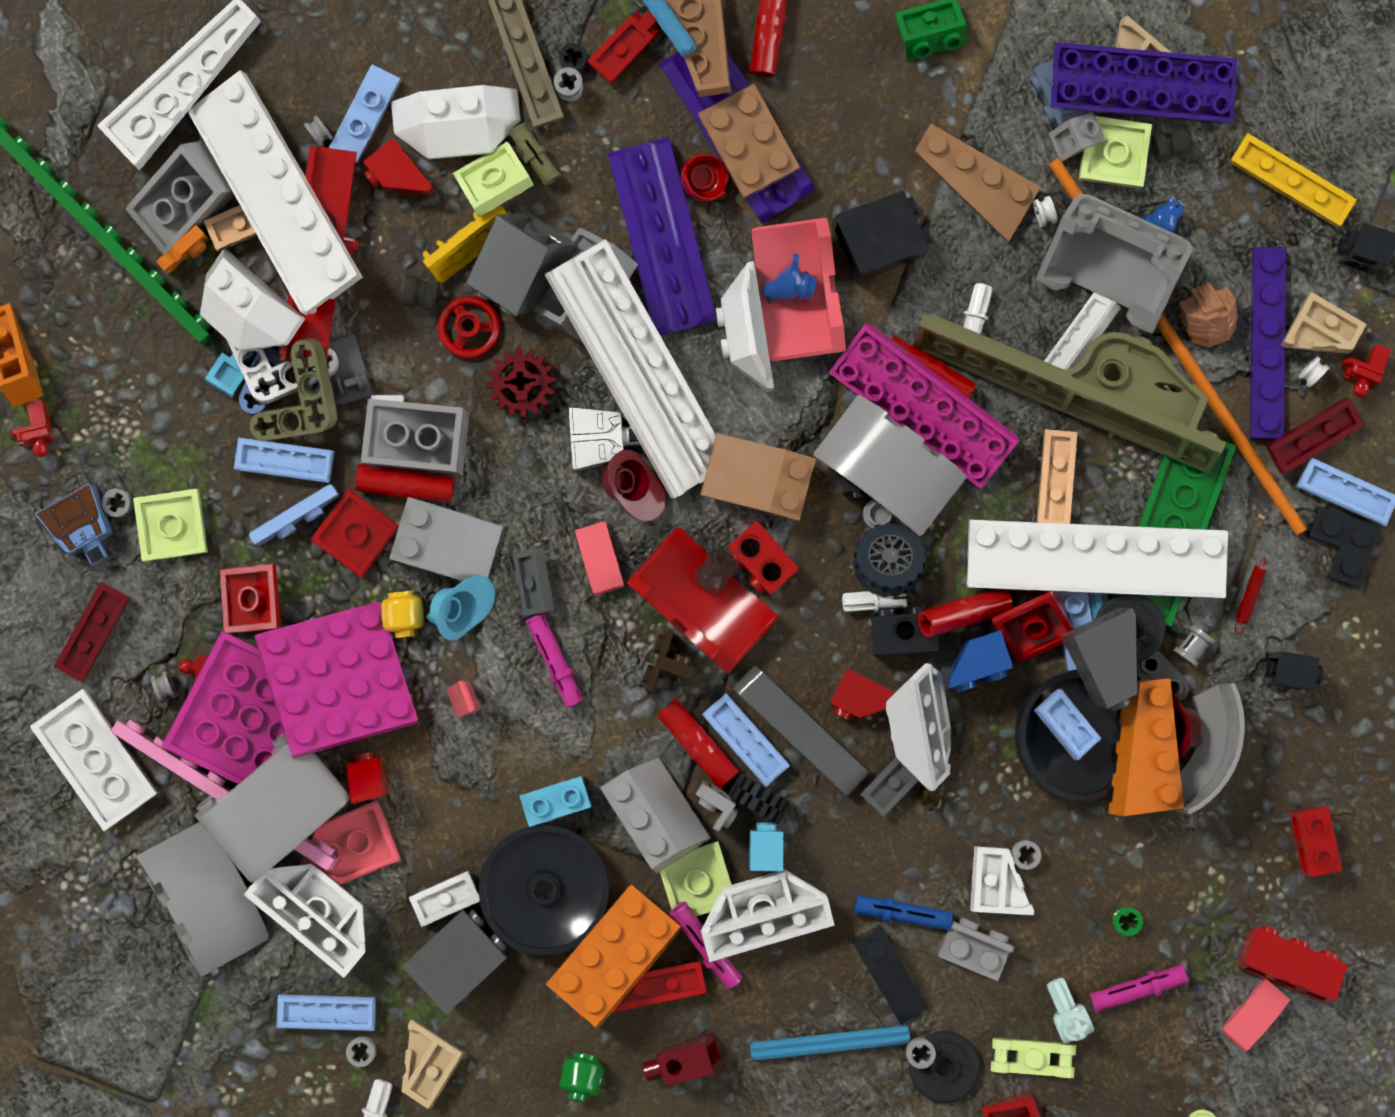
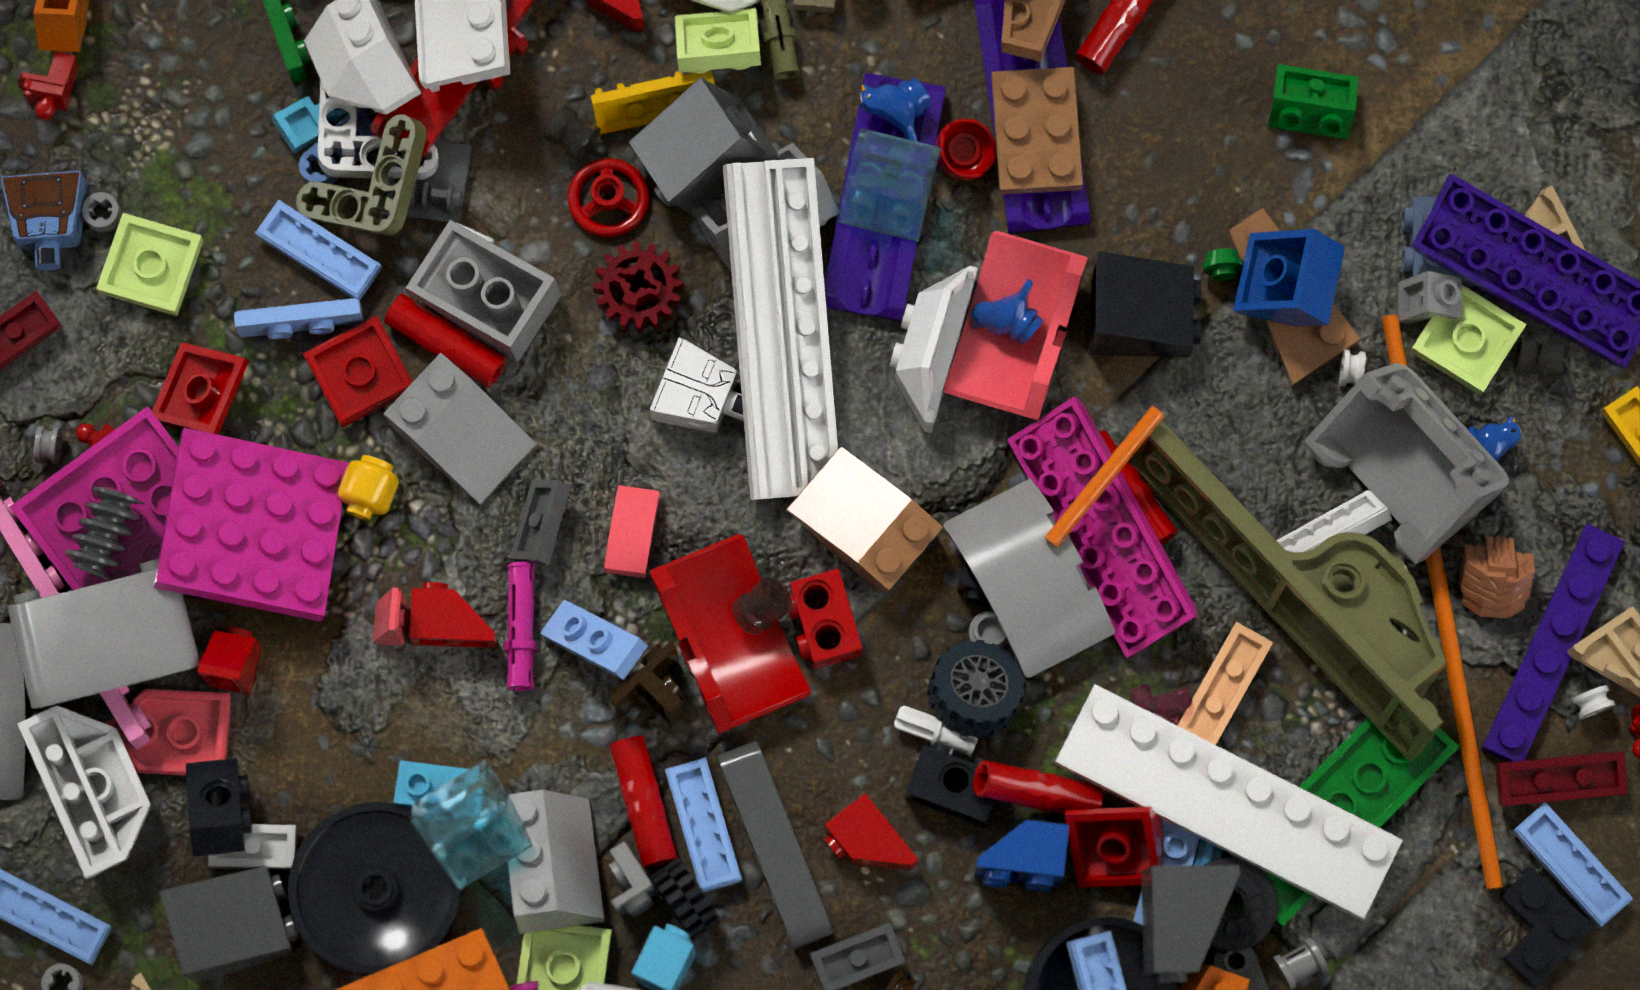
camera: 25 degrees right, 10 degrees down
(236, 735) = (103, 531): none -> dark grey piece
(396, 873) = (216, 807): none -> black brick
(462, 607) = (443, 511): medium azure piece -> none
(501, 680) = (446, 620): none -> red slope
(591, 820) = (471, 825): none -> clear light blue slope
(612, 649) = (594, 639): none -> light blue plate
(634, 486) = (713, 463): dark red piece -> none
(643, 168) = (897, 104): none -> blue animal
(664, 229) = (889, 184): none -> clear light blue slope
(914, 374) = (1104, 476): none -> orange bar
(922, 177) = (1223, 264): none -> green plate
(922, 726) = (923, 899): white wedge -> none
(974, 168) = (1289, 277): none -> blue slope
(978, 307) = (1222, 443): white axle -> none
(1017, 510) = (1162, 703): none -> clear pink arm
(1250, 595) = (1398, 936): red piece -> none

